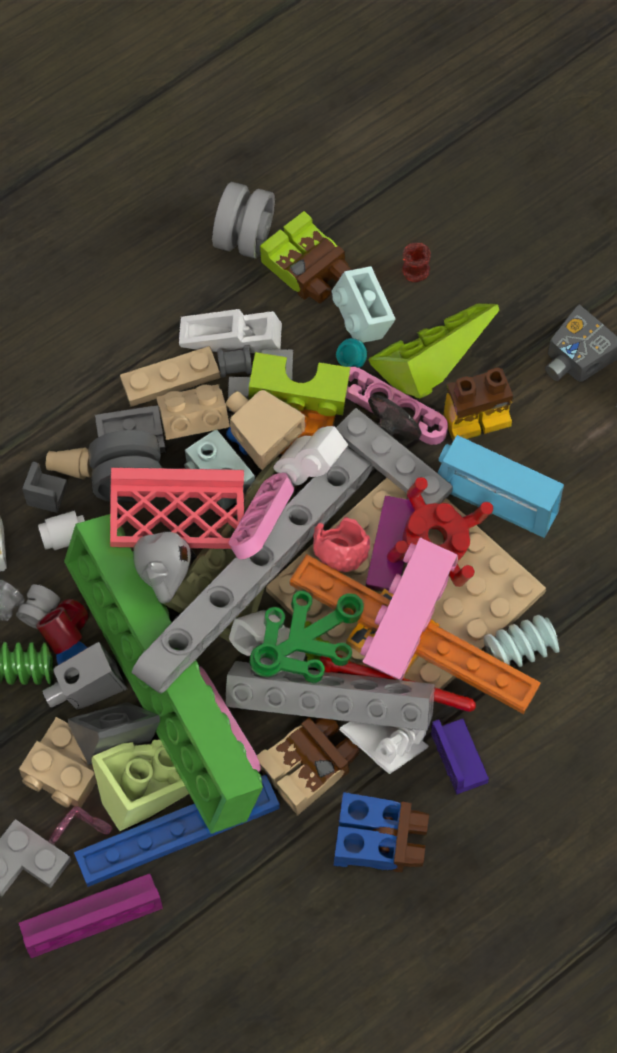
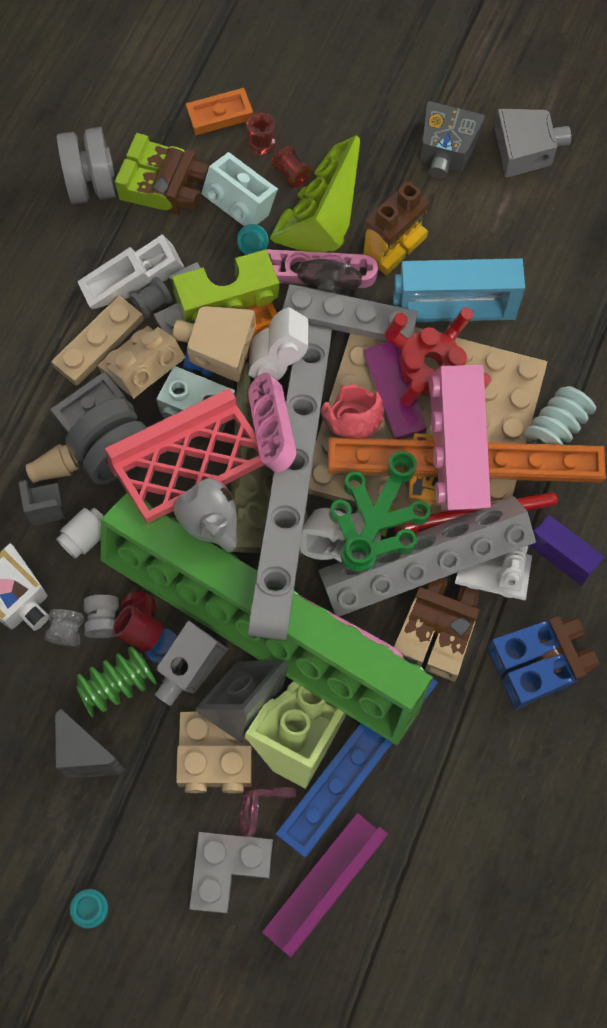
camera: 30 degrees left, 5 degrees up
(391, 224) = (219, 111): none -> orange plate
(425, 305) = (291, 167): none -> clear red bush

